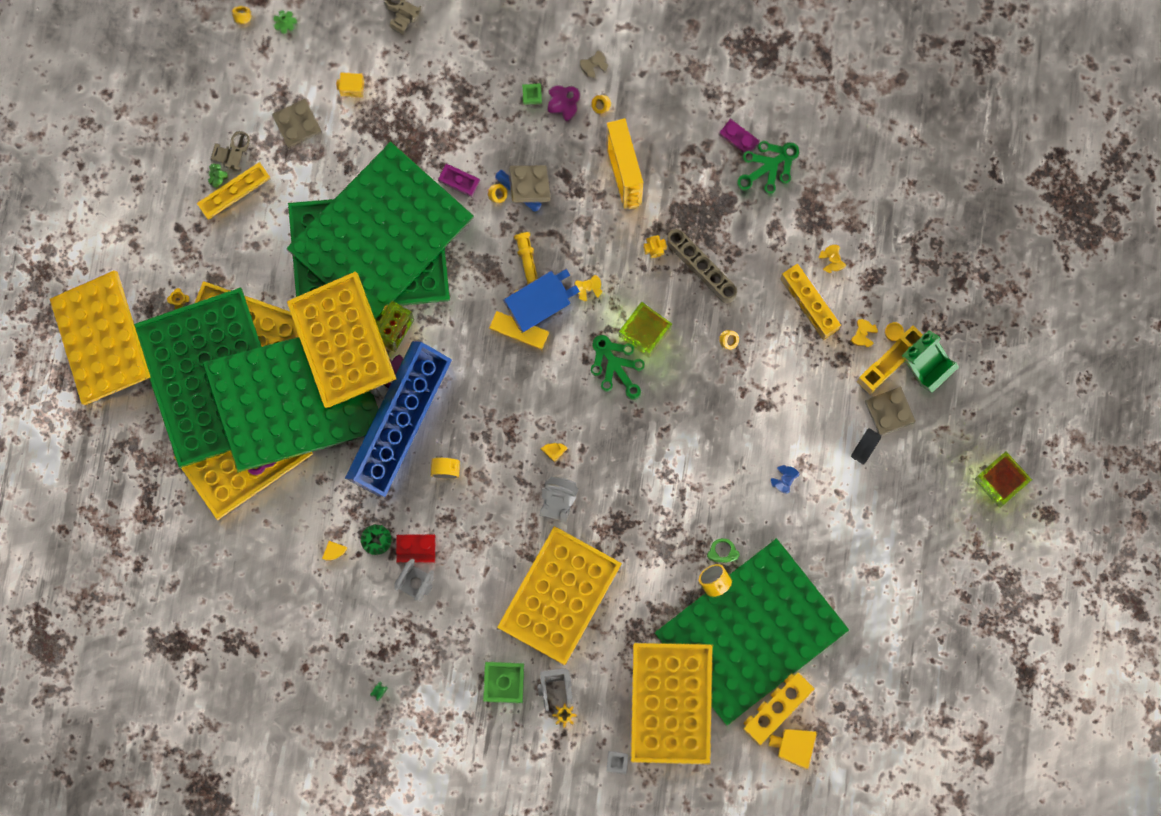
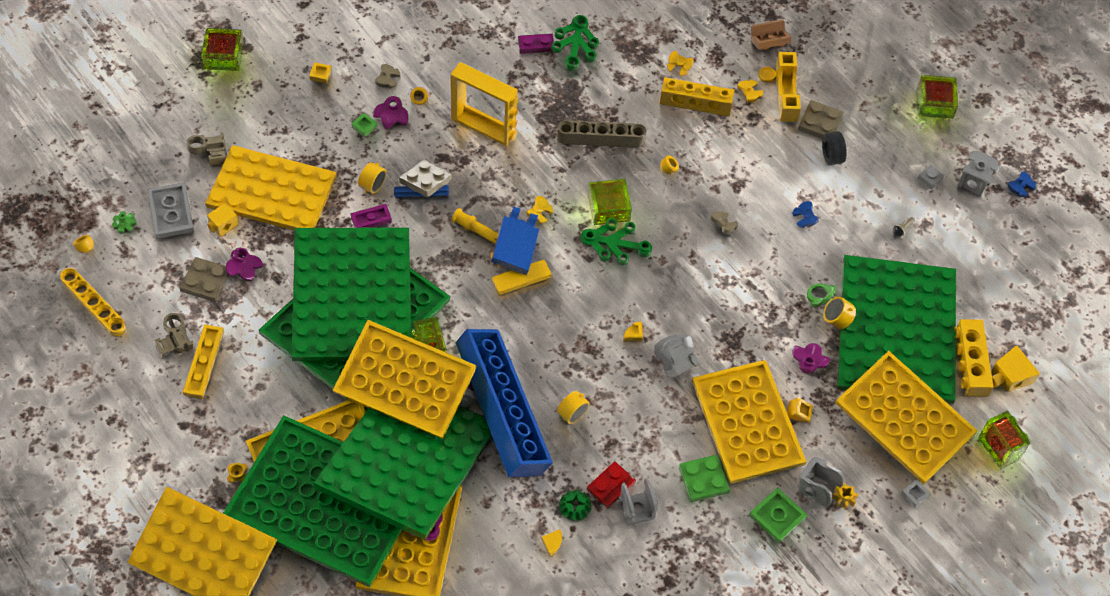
camera: 50 degrees left, 20 degrees down
(207, 79) = (96, 309): none -> yellow beam
(216, 175) = (178, 360): bright green plant -> none
(324, 42) = (170, 210): none -> light grey plate
(331, 138) = (243, 266): none -> magenta plate
(412, 89) = (271, 189): none -> yellow plate
(484, 606) = (704, 478): none -> bright green plate
(489, 147) = (372, 177): none -> yellow piece
(491, 193) = (404, 208): yellow piece -> none
(544, 16) = (320, 72): none -> yellow plate
(607, 623) = (799, 410): none -> yellow slope
(655, 246) = (557, 147): yellow gear -> none
(662, 590) = (810, 357): none -> magenta plate
(715, 420) = (720, 219): none -> dark tan piece
(721, 789) = (1004, 439): none -> piece
(844, 558) = (899, 230): none -> piece
(921, 538) = (930, 176): none -> light grey plate
(929, 361) = (811, 68): green panel -> none
(932, 301) = (769, 35): none -> medium nougat bracket
(958, 572) = (978, 172): none -> light grey piece
(994, 611) = (1018, 185): none -> blue piece

